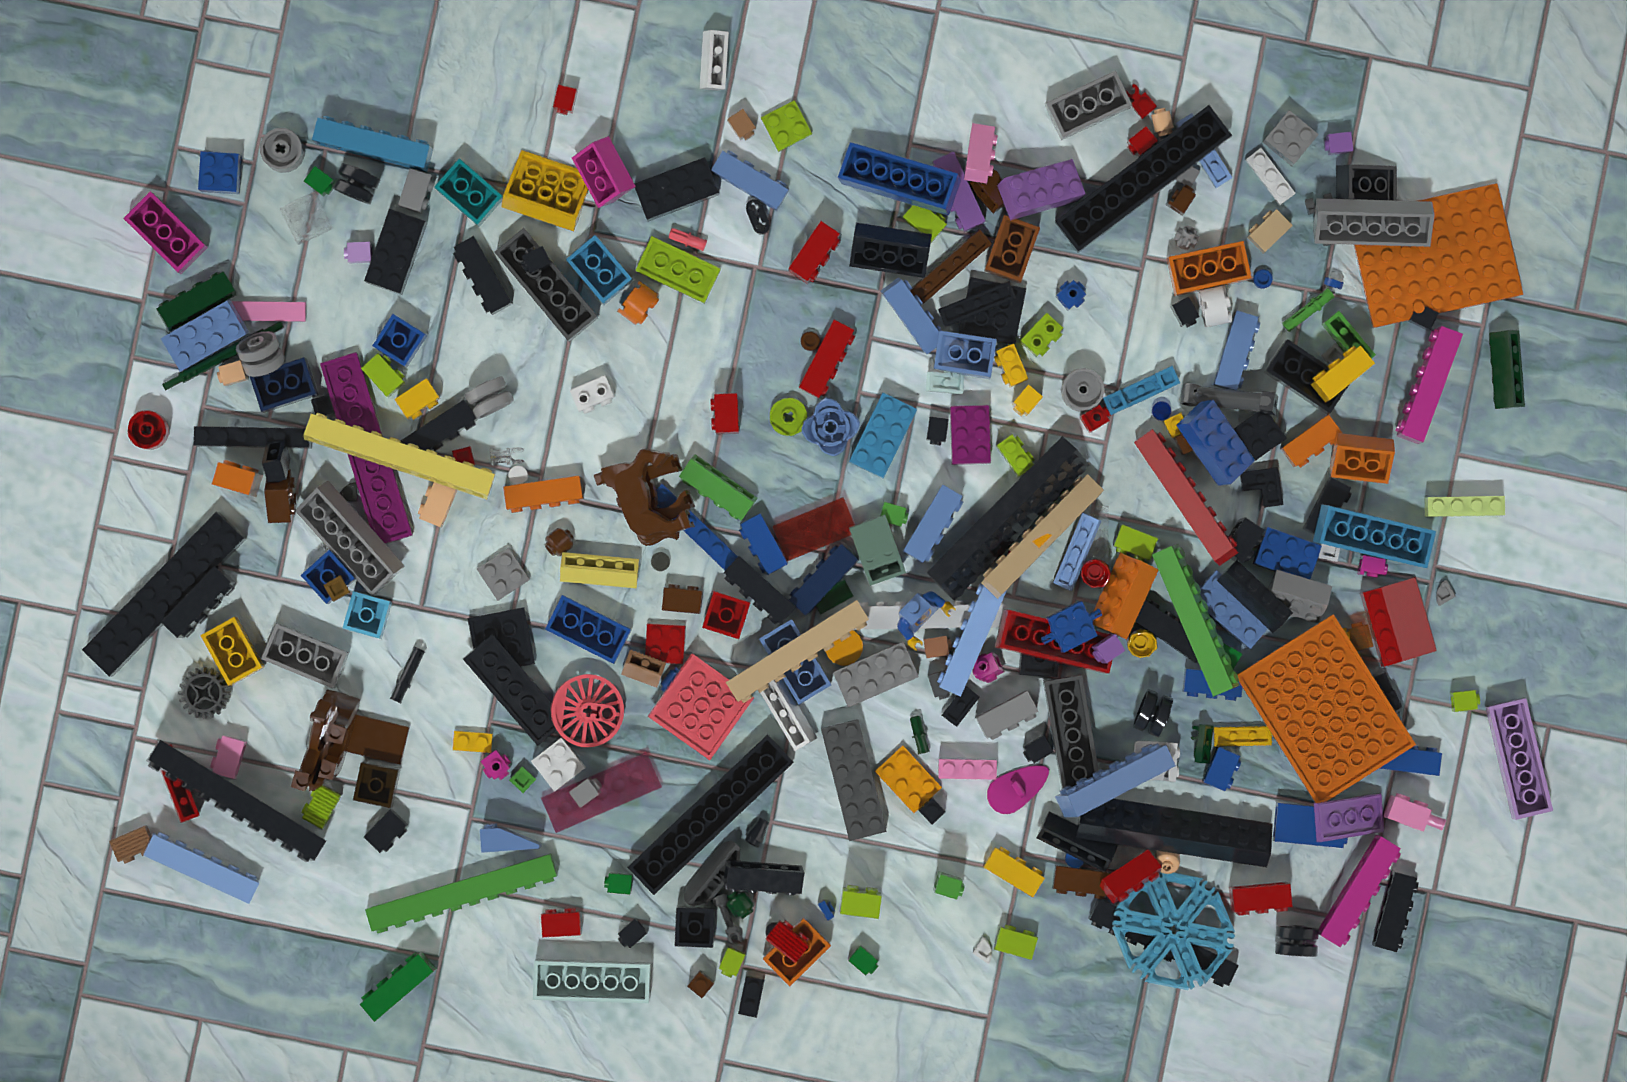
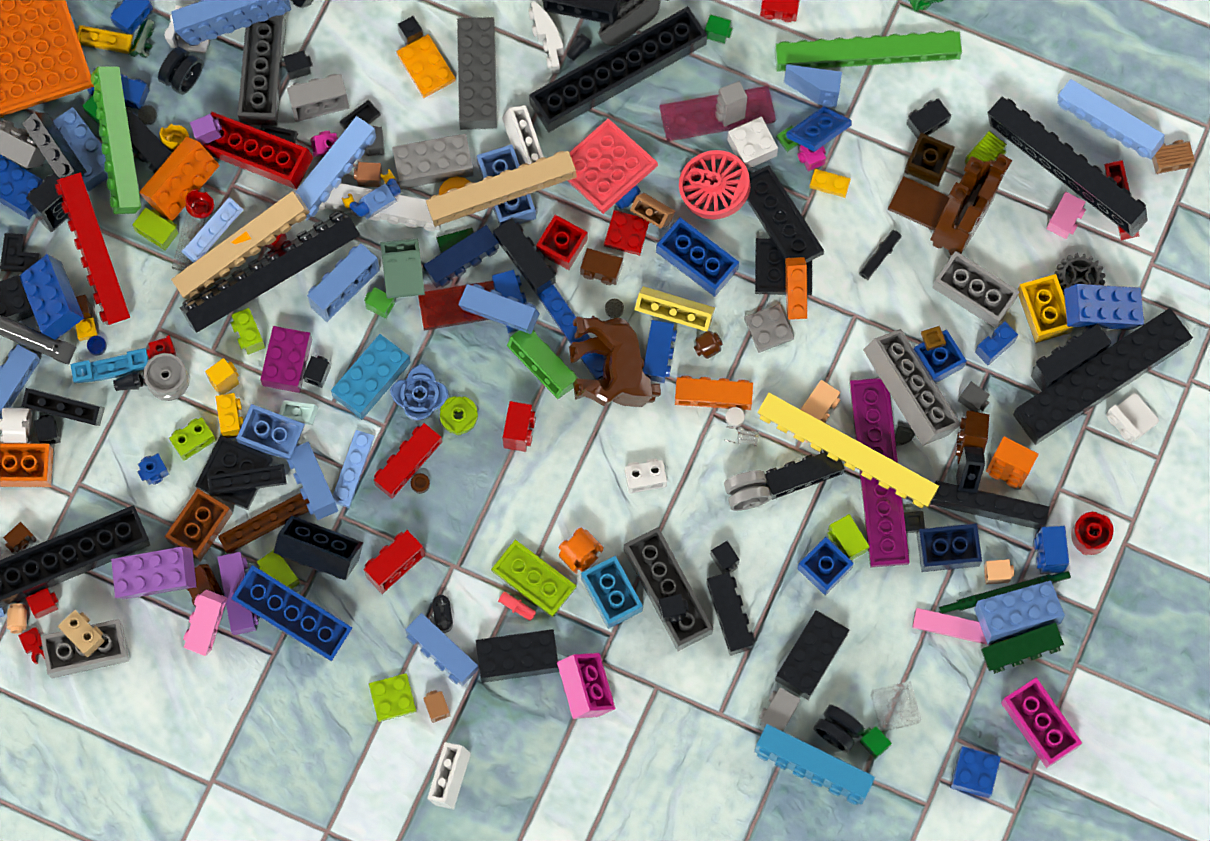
camera: 165 degrees left, 15 degrees down
(128, 558) = (1132, 418): none -> white bracket
(174, 661) = (1104, 305): none -> brick
(184, 403) = (1052, 550): none -> blue brick
(260, 354) = (967, 579): light grey wheel -> none
(269, 610) = (994, 346): none -> blue brick
(278, 139) = (910, 769): light grey wheel -> none
(286, 544) = (974, 398): none -> dark grey brick
(358, 252) = (849, 663): lavender brick -> none
(367, 615) = (908, 313): medium azure brick -> none
(417, 399) = (818, 506): yellow brick -> none
(463, 454) = (785, 445): red tile -> none
(469, 192) = (726, 696): teal brick -> none
(482, 614) = (796, 288): none -> orange brick
(493, 792) = (819, 129): none -> blue tile
(497, 329) = (725, 557): none -> black brick
(545, 191) = (648, 684): yellow slope -> none
(565, 100) = (609, 770): red brick -> none
(606, 524) = (659, 351): none -> blue brick
(771, 527) = (498, 308): none -> medium blue brick
(796, 843) = (548, 34): none -> white slope
(878, 341) = (353, 468): none -> light blue plate
(919, 735) = (405, 101): dark green axle -> none
(967, 769) = (368, 60): bright pink brick -> none
(1016, 788) = (327, 38): dark pink shield -> none
(1071, 626) = (234, 155): blue plate -> none
(1092, 113) = (81, 633): none -> tan brick
(1118, 379) = (129, 382): none -> black cone
(1175, 337) = (63, 406): none -> black brick
(1176, 664) = (147, 114): none -> clear smoke tile
(1186, 237) = (25, 500): light grey gear -> none

